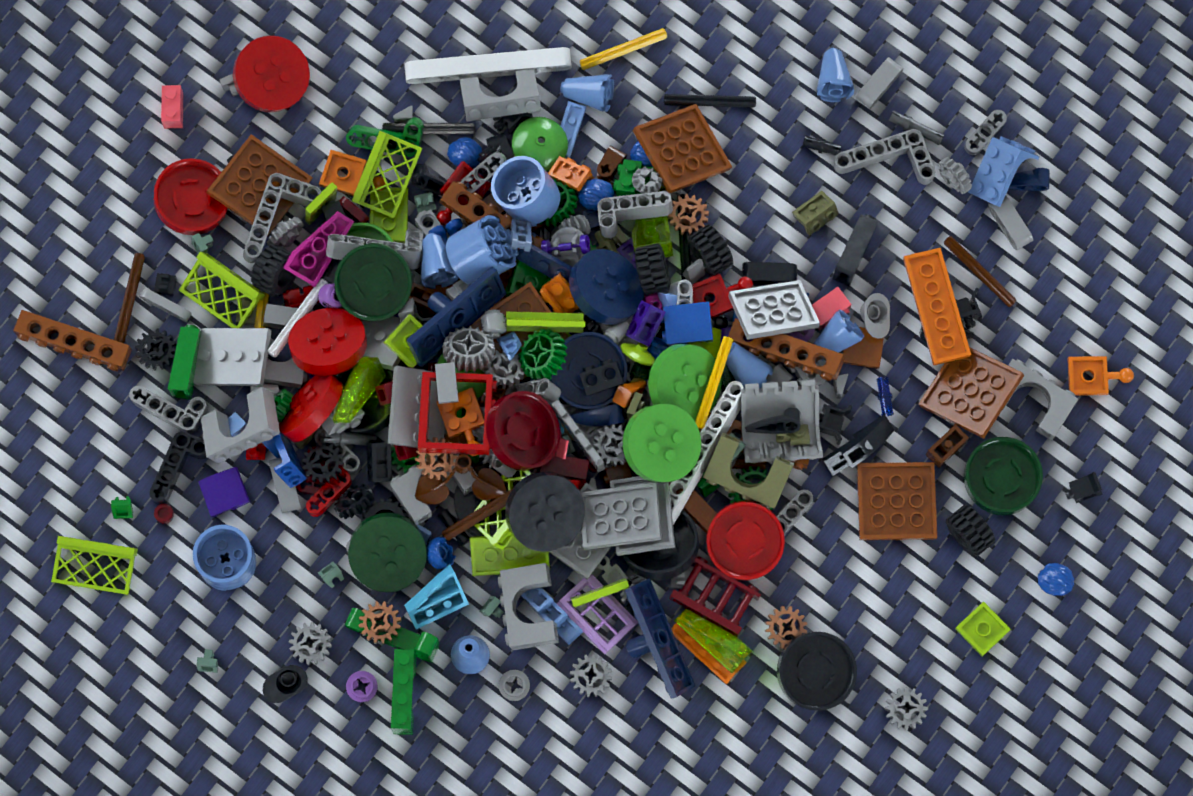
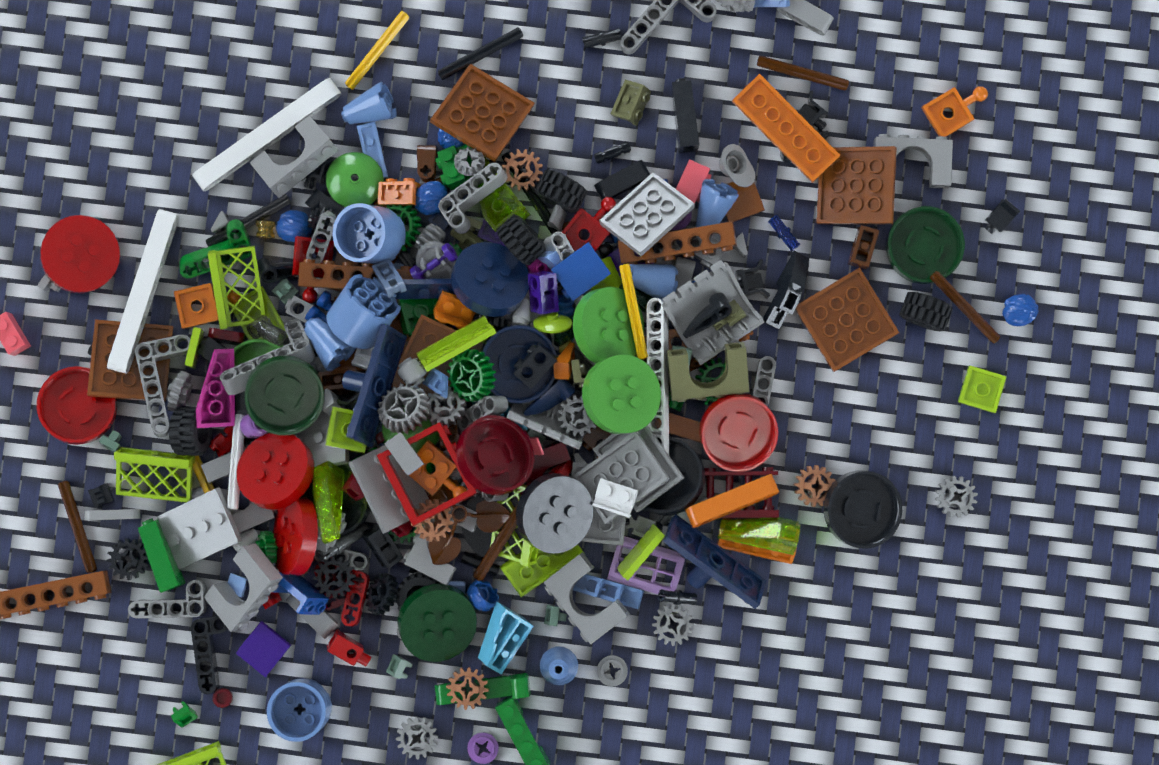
camera: 25 degrees left, 10 degrees up
(292, 523) = (342, 643): none -> red torso
(305, 133) = (143, 291): none -> white beam
(390, 222) = (263, 328): none -> clear smoke piece
(439, 142) = (265, 229): none -> clear yellow wheel
(605, 528) = (615, 497): none -> white plate
(609, 653) = (677, 597): none -> black pin
(705, 595) = (732, 501): none -> orange beam
(775, 245) = (612, 152): none -> black axle
(1007, 547) = (965, 307): none -> reddish brown axle

